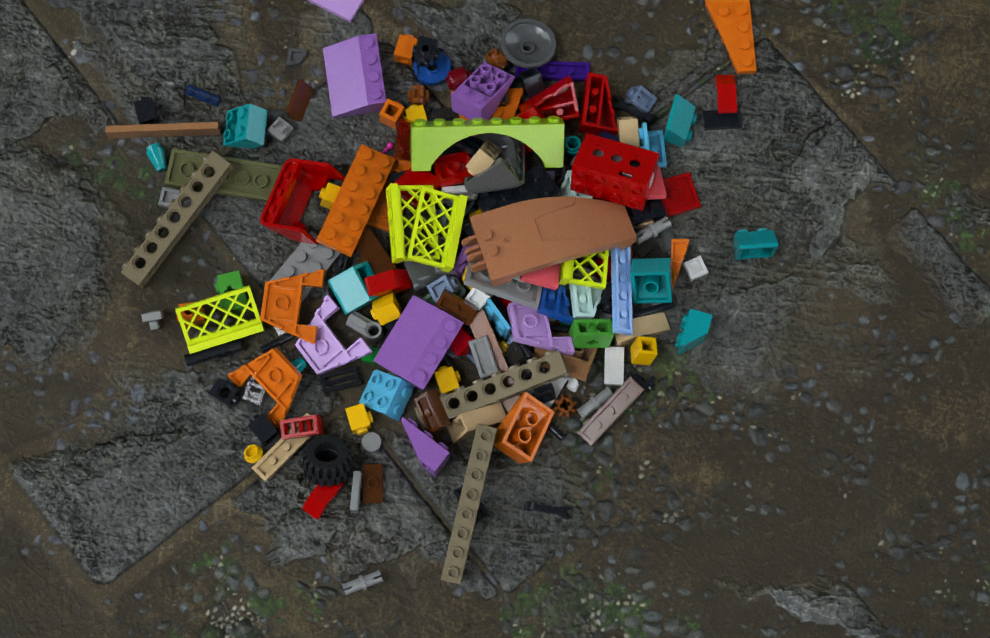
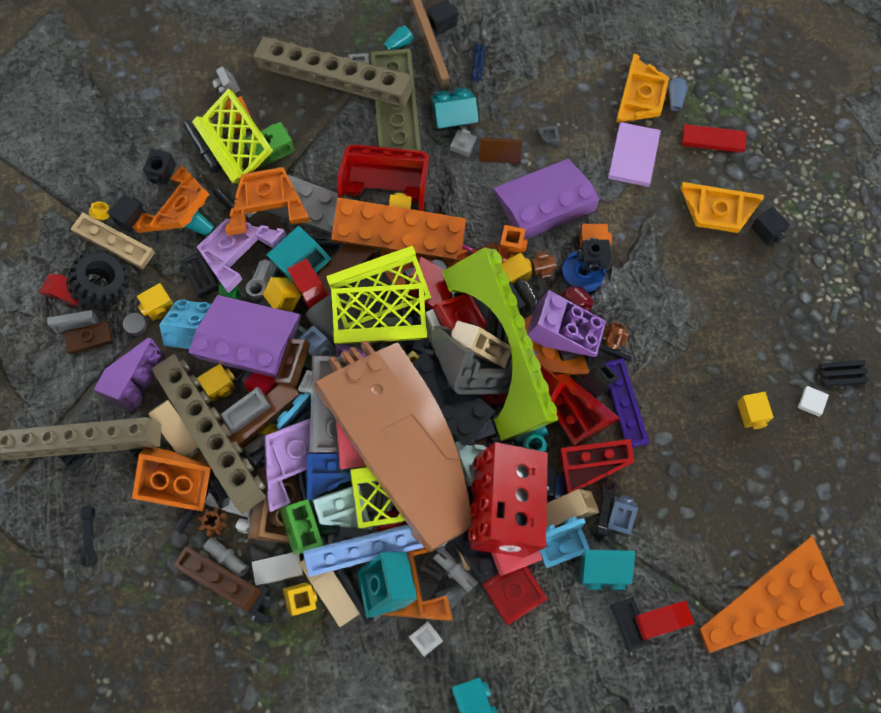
camera: 75 degrees right, 5 degrees down
(317, 423) = (138, 258): red slope -> none
(432, 411) = (170, 372): reddish brown slope -> none
(528, 35) = (656, 358): dark grey dish -> none
(695, 329) = (336, 656): teal slope -> none

